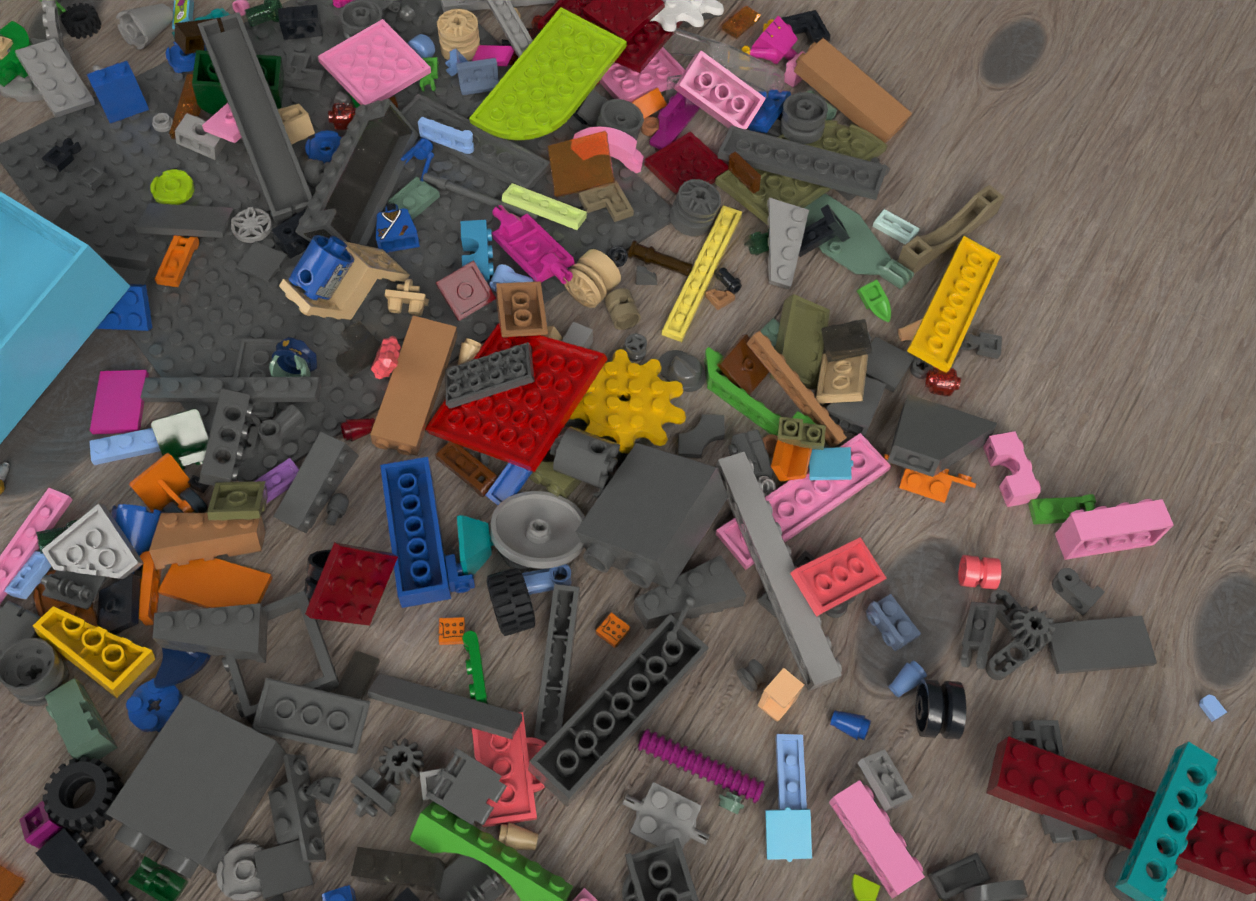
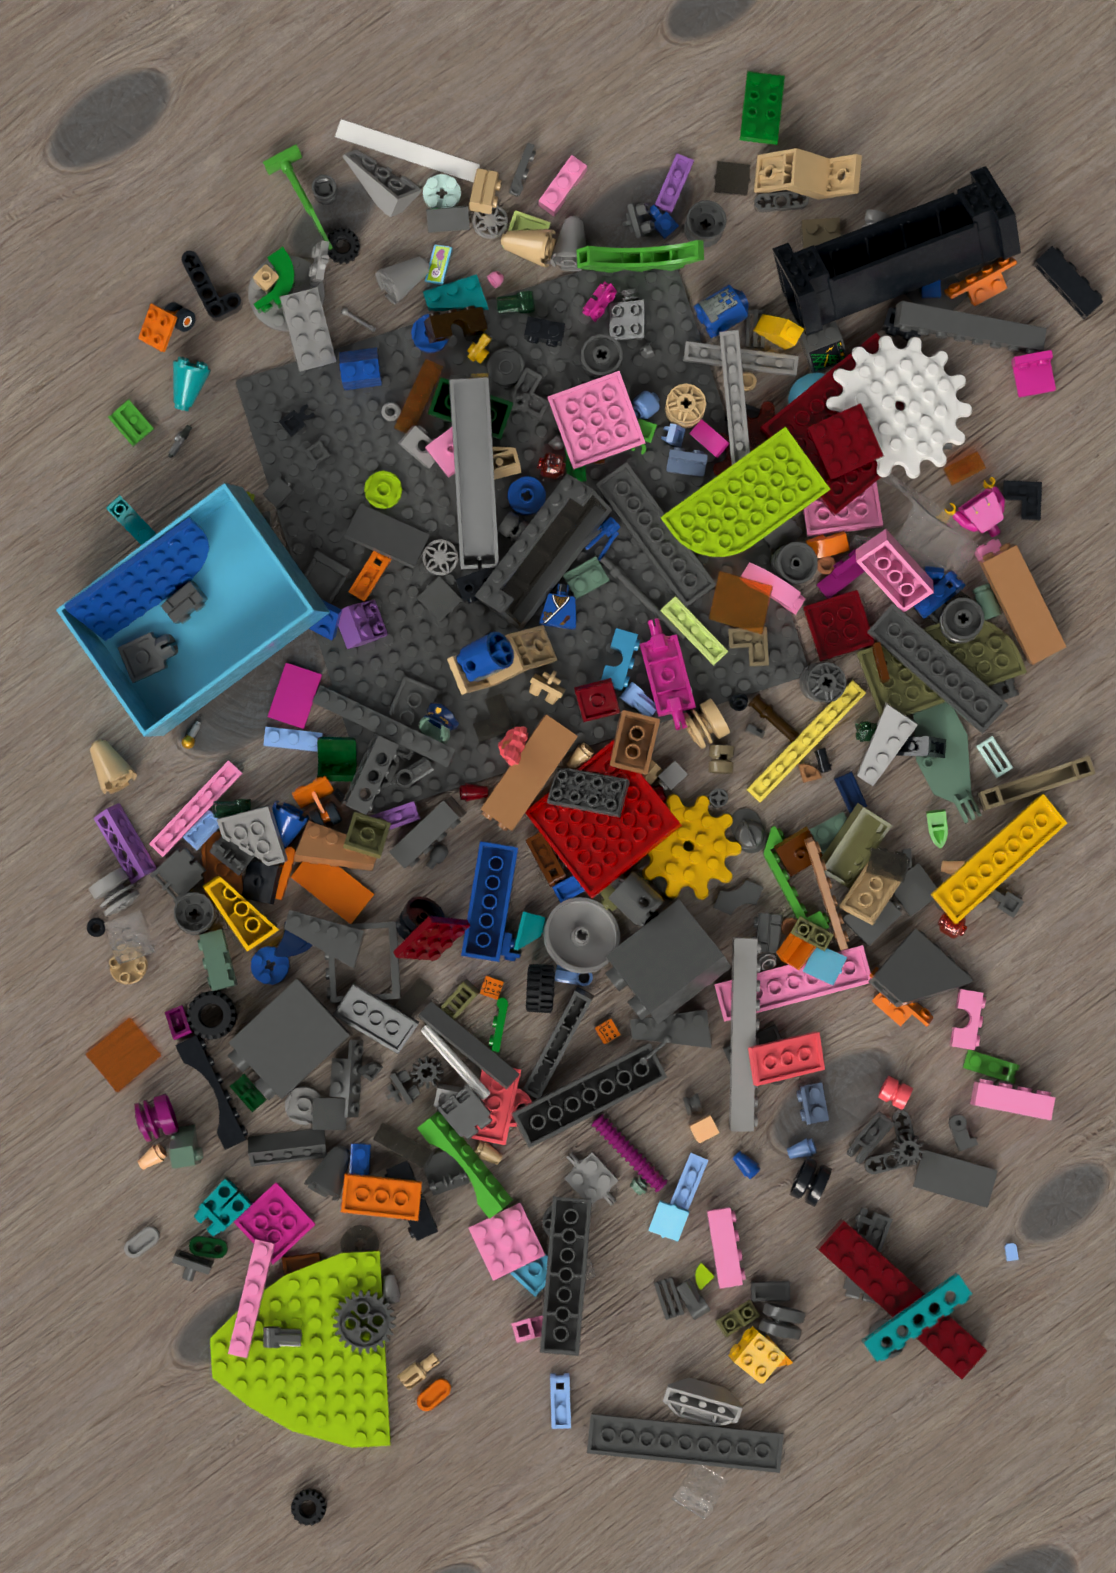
camera: 20 degrees right, 25 degrees up
(176, 304) = (361, 624): none -> medium lavender slope
(407, 656) = (470, 988): none -> olive slope
(434, 733) = (455, 1062): none -> white axle
(446, 135) = (635, 529): light blue plate -> none
(768, 300) = (850, 791): none -> dark blue tile
(885, 780) = (748, 1213): light grey bracket -> none

